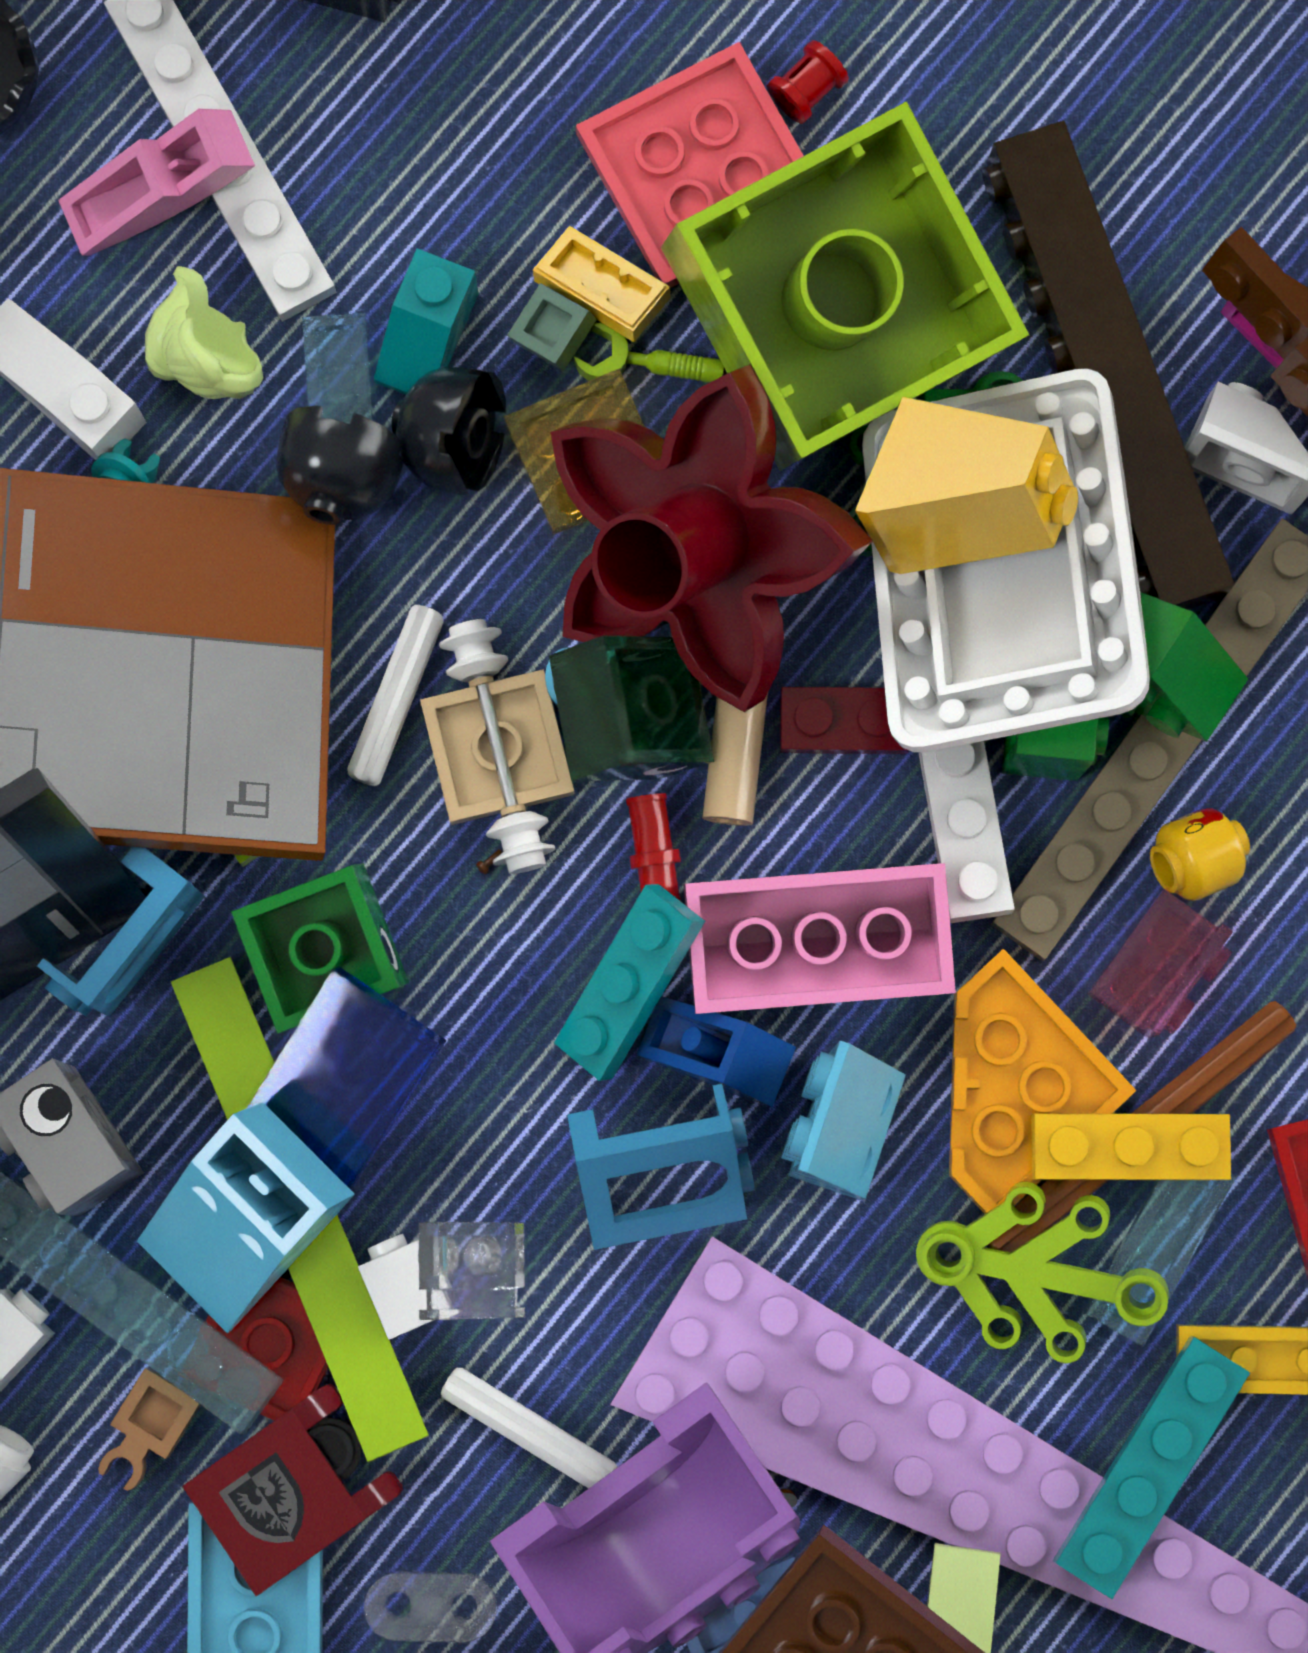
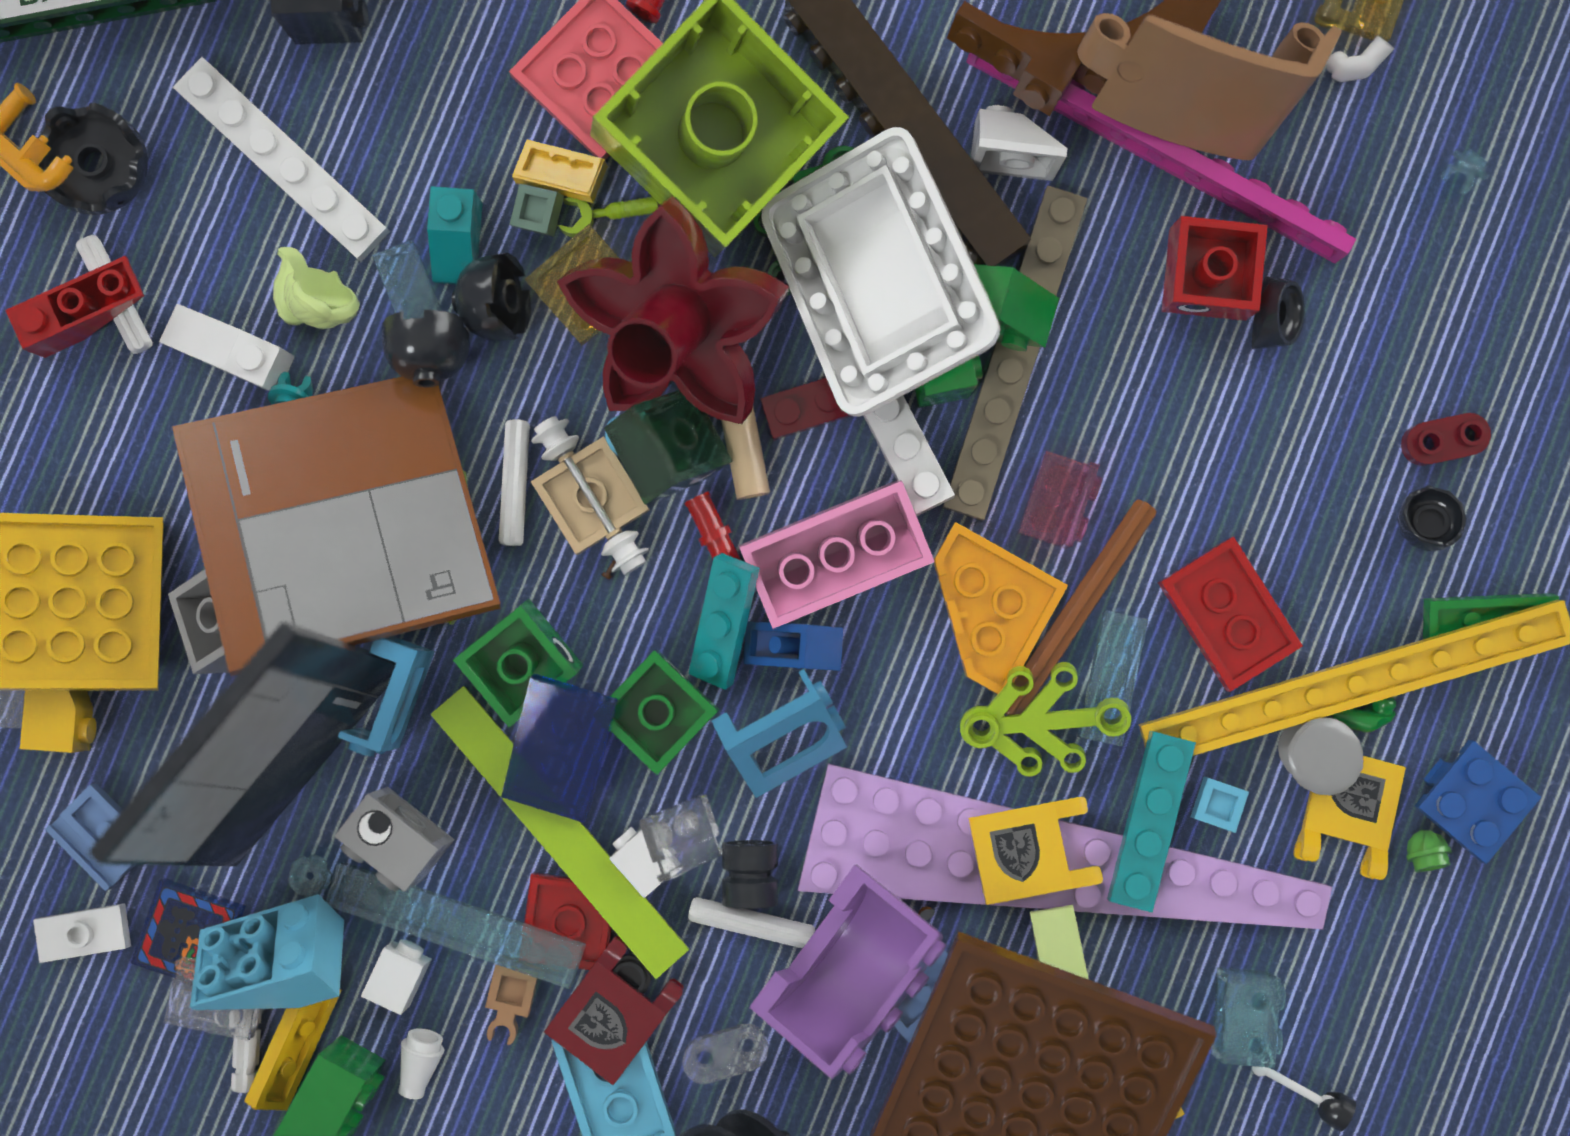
camera: 20 degrees left, 5 degrees up
(156, 180) = (246, 194): bright pink slope -> none
(243, 1214) = (525, 849): medium azure slope -> none
(496, 1081) = (659, 711): none -> green brick
(550, 1356) = (749, 874): none -> black wheel
(846, 1120) = (890, 667): medium azure slope -> none
(954, 1450) = (1024, 852): none -> yellow flag
(963, 488) = (837, 233): yellow slope -> none
(1131, 1147) = (1076, 623): yellow plate -> none
(1200, 854) = (1061, 420): yellow head -> none
(1258, 1477) = (1219, 804): none -> medium azure plate

